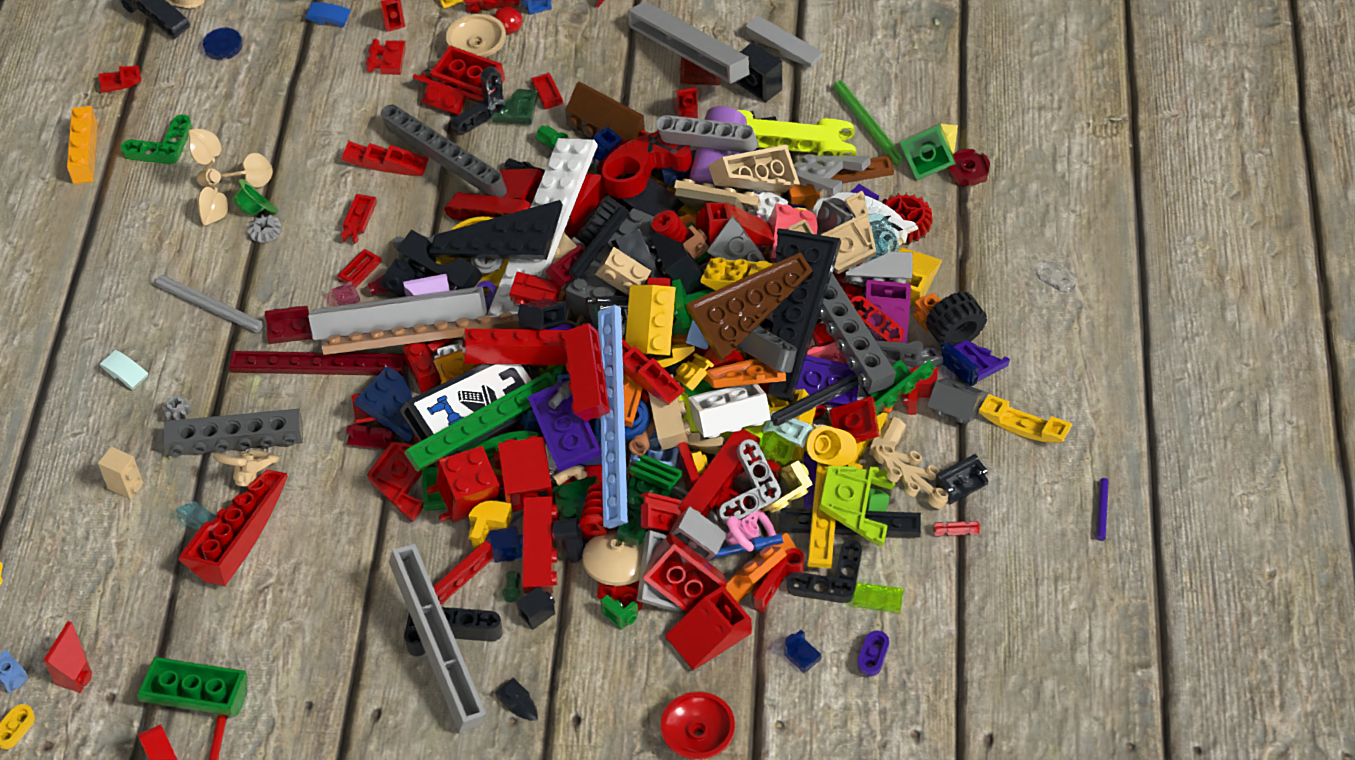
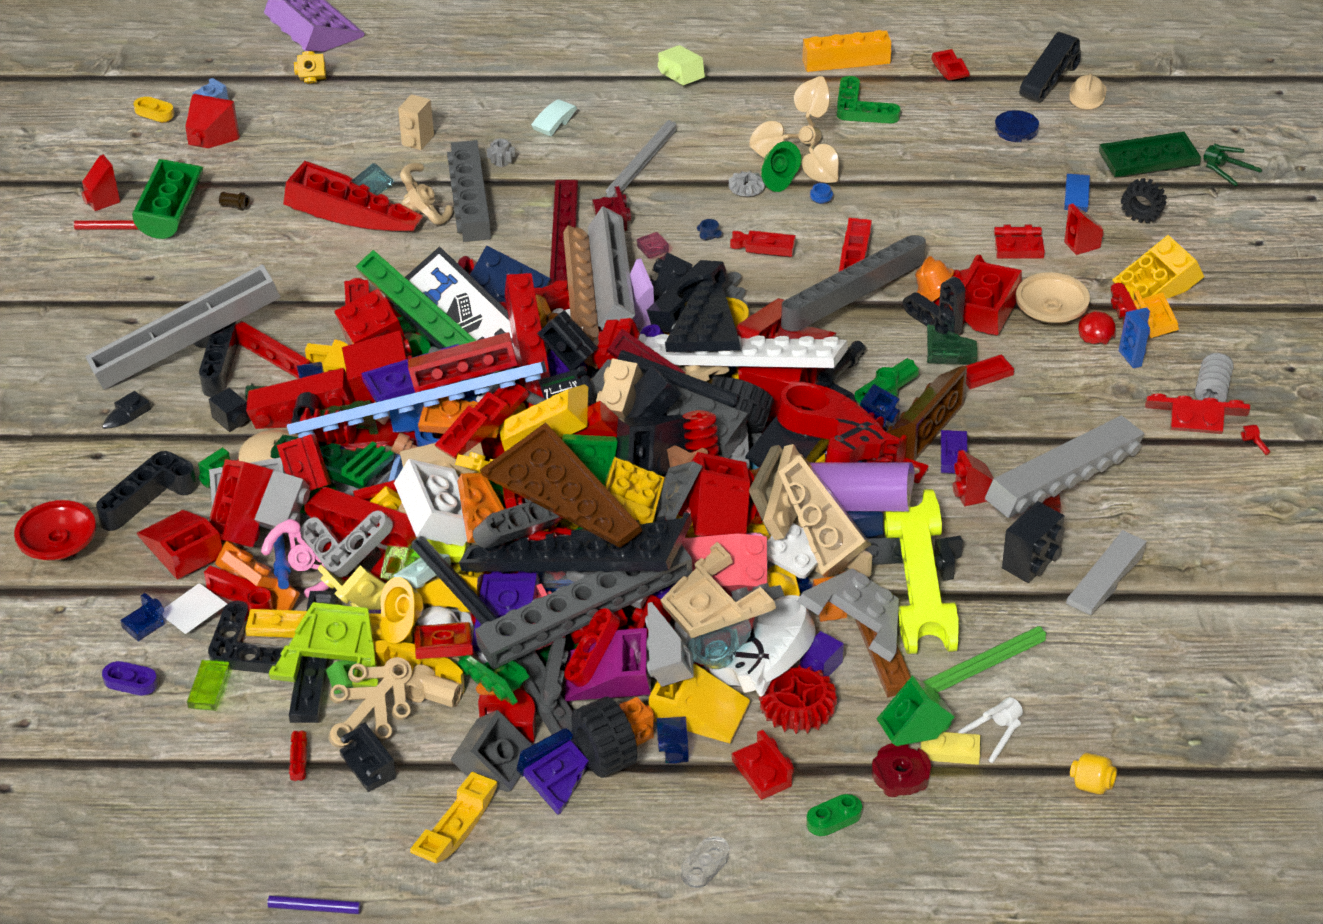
camera: 85 degrees right, 10 degrees down
(71, 265) = (681, 65): none -> yellowish green brick
(204, 629) = (239, 200): none -> dark brown pin
(293, 176) = (821, 193): none -> blue plate
(329, 256) = (709, 229): none -> dark blue plate
(362, 269) = (693, 252): red tile -> none
(379, 516) = (355, 289): none -> red bracket
(437, 109) = (931, 276): none -> orange piece
(650, 112) = (950, 444): none -> dark purple plate
(662, 687) = (143, 485): none -> black beam
(707, 133) = (854, 453): light grey beam -> none
(789, 615) = (192, 608): none -> white sticker
(918, 108) = (1003, 714): none -> white plant
(945, 285) = (673, 739): none -> clear blue brick
(965, 241) = (764, 766): none -> red bracket
(974, 67) = (1093, 773): none -> yellow head
(1004, 204) = (835, 815): none -> green plate

